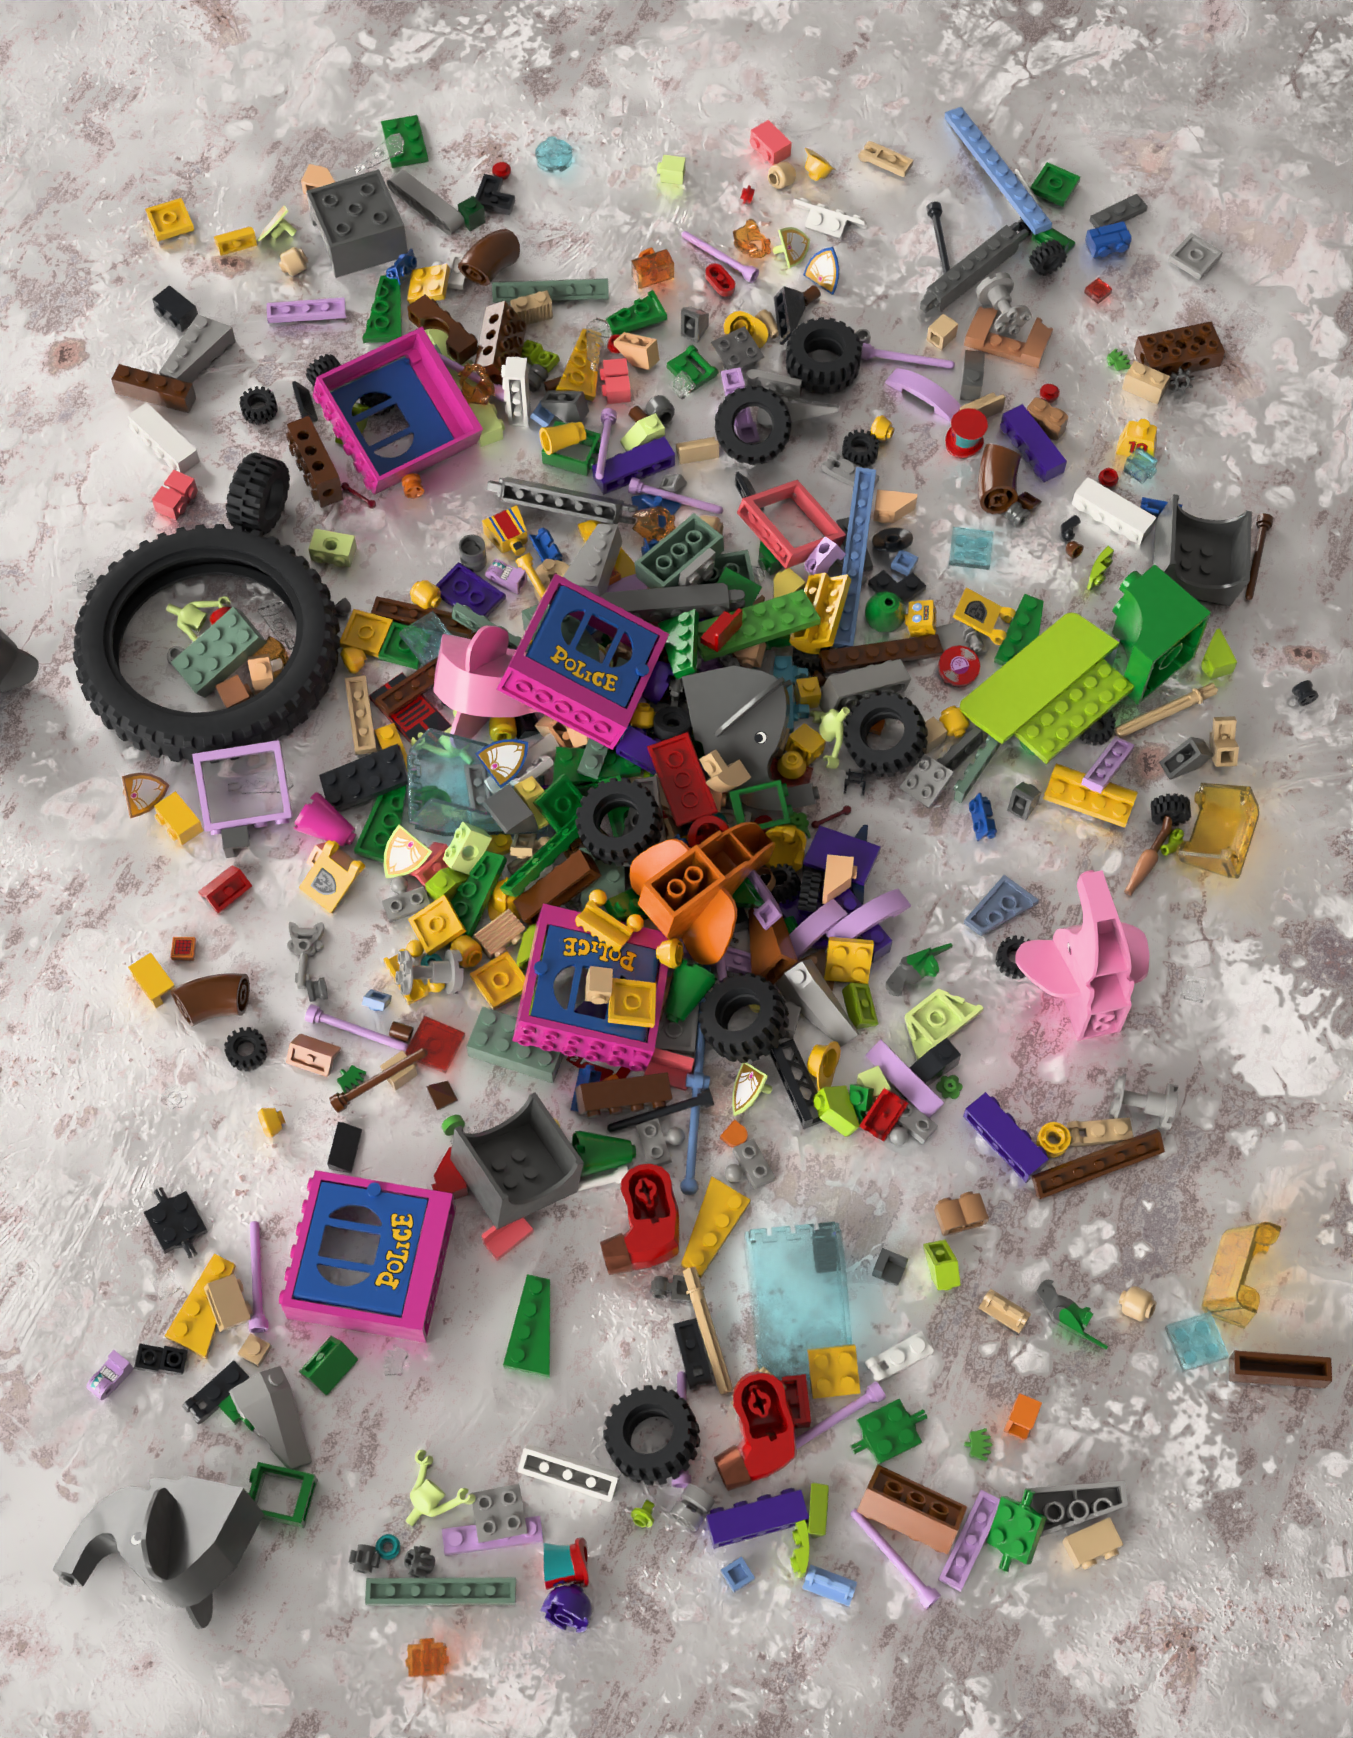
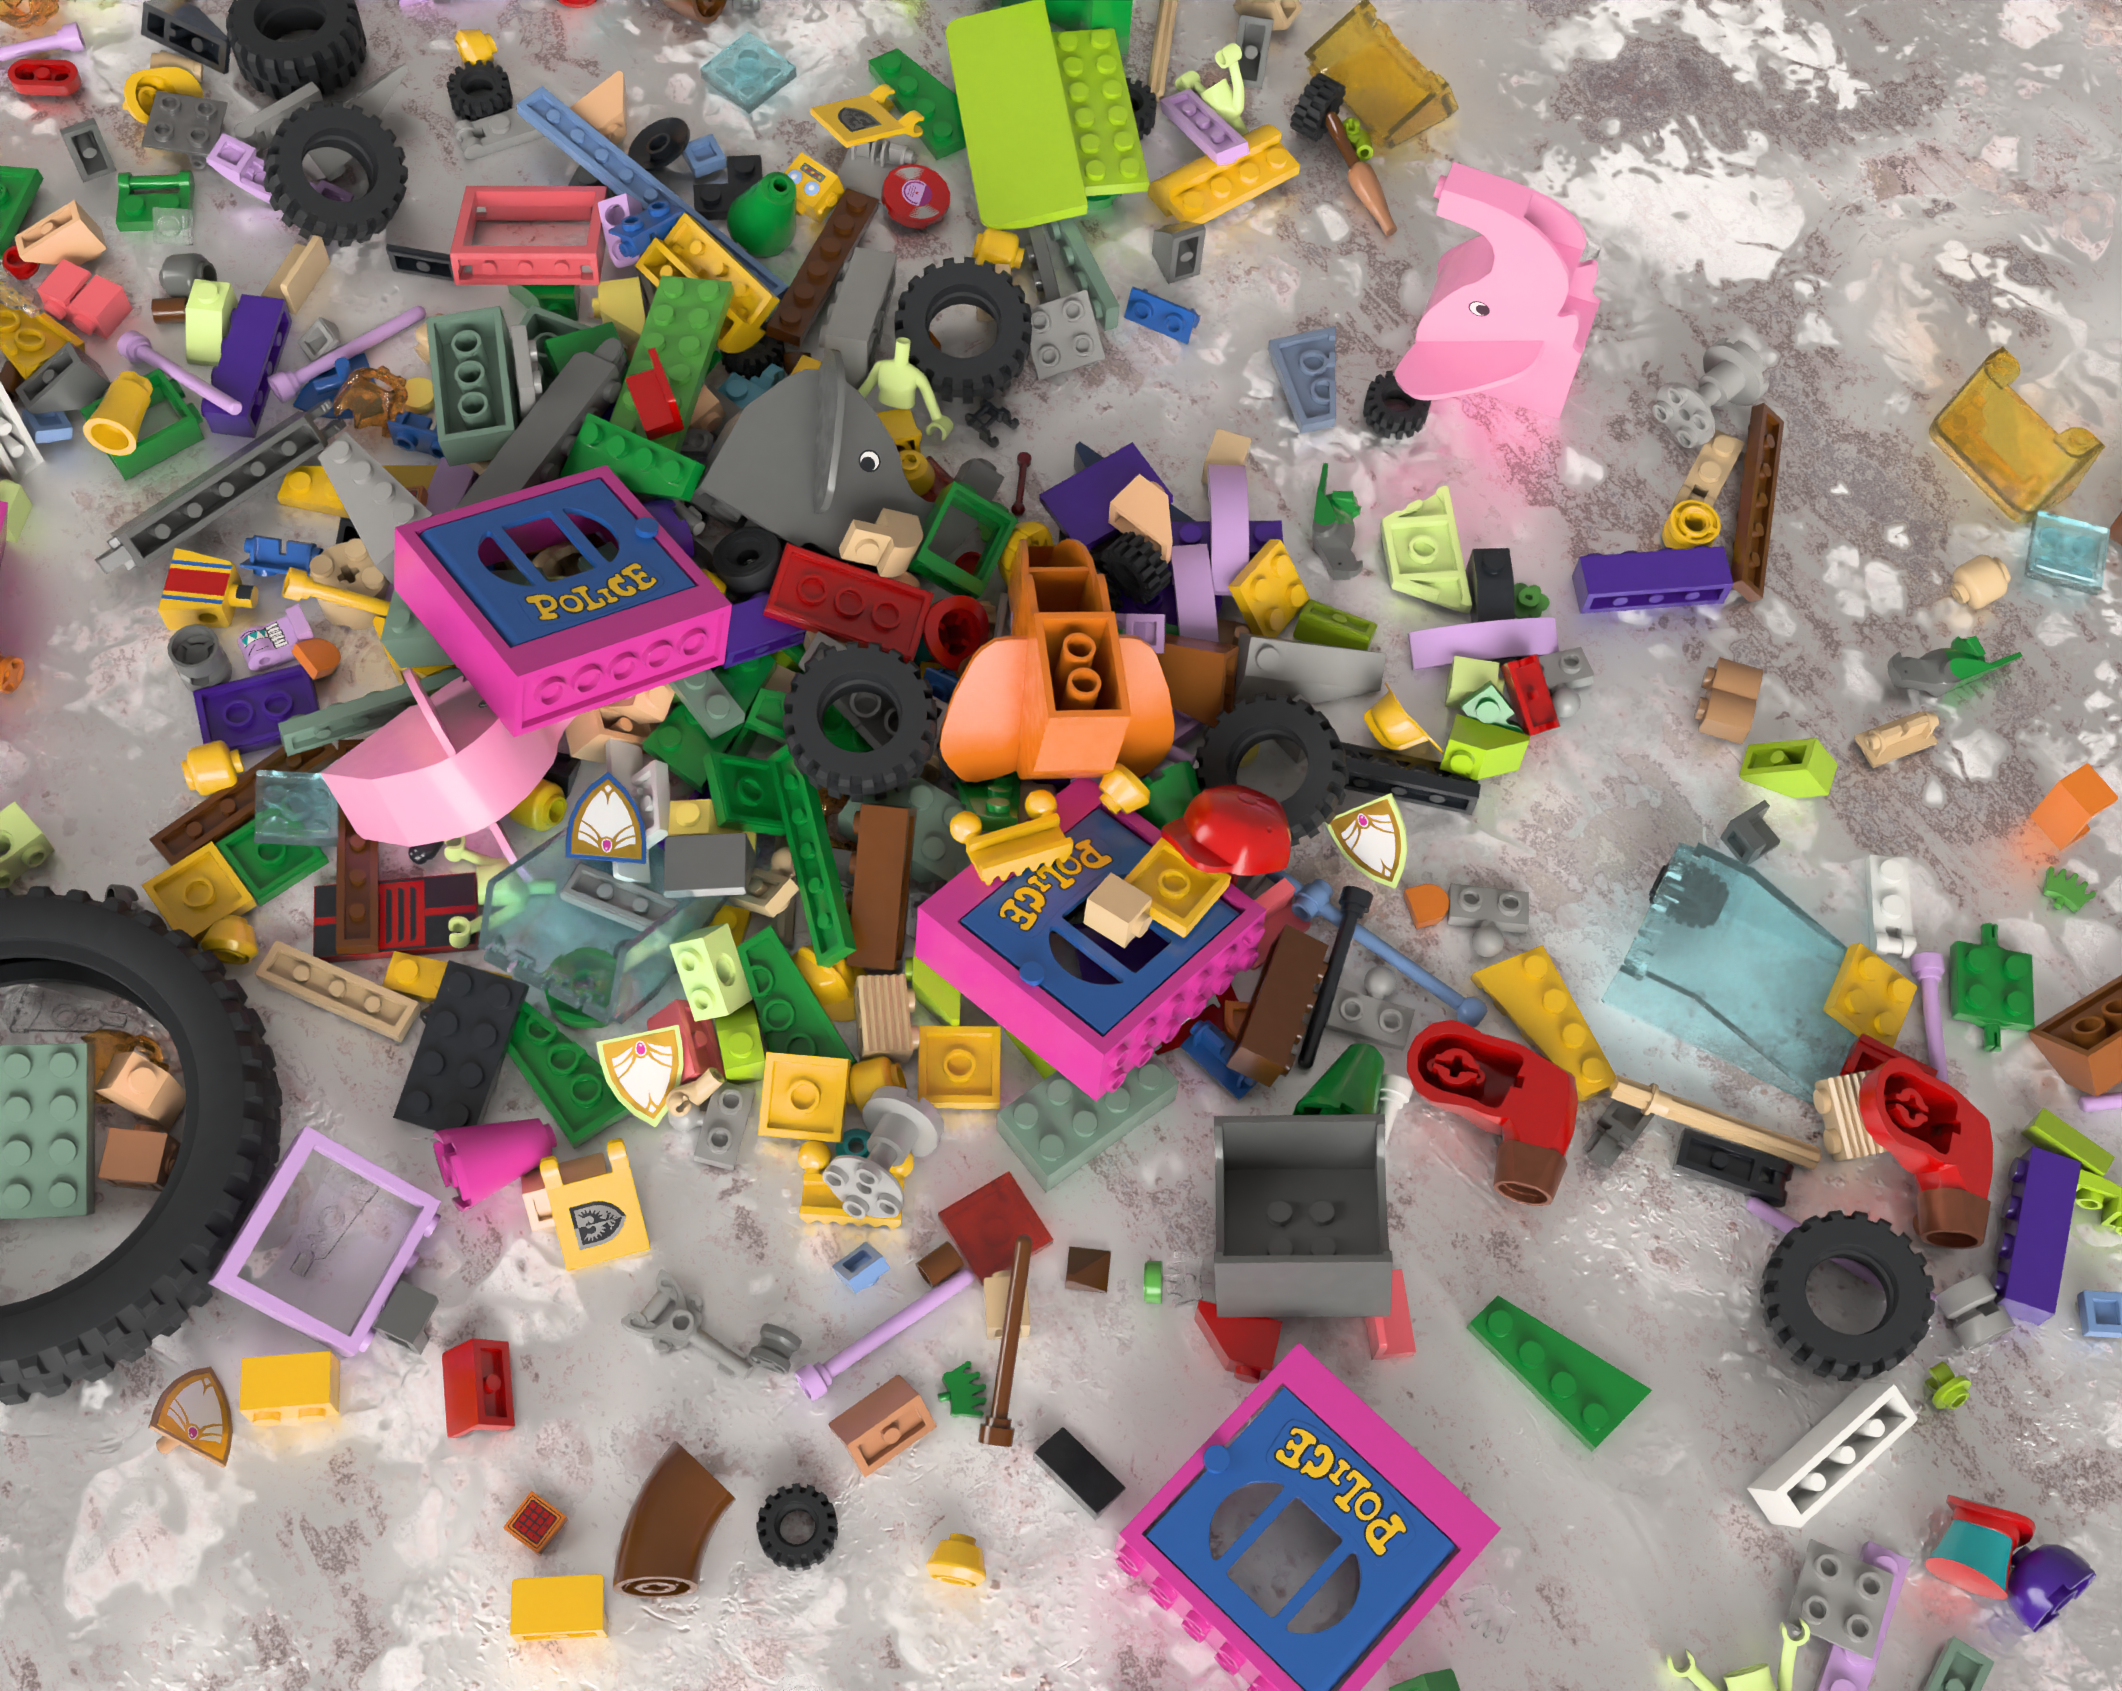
camera: 60 degrees left, 0 degrees up
(410, 881) = (694, 1092): none -> tan arm
(510, 596) = (317, 657): none -> orange tile
(680, 1013) = (1232, 832): none -> red piece
(819, 562) = (635, 229): none -> blue hinge
(918, 896) = (1226, 449): none -> tan brick
(1136, 761) = (1220, 97): none -> yellowish green piece

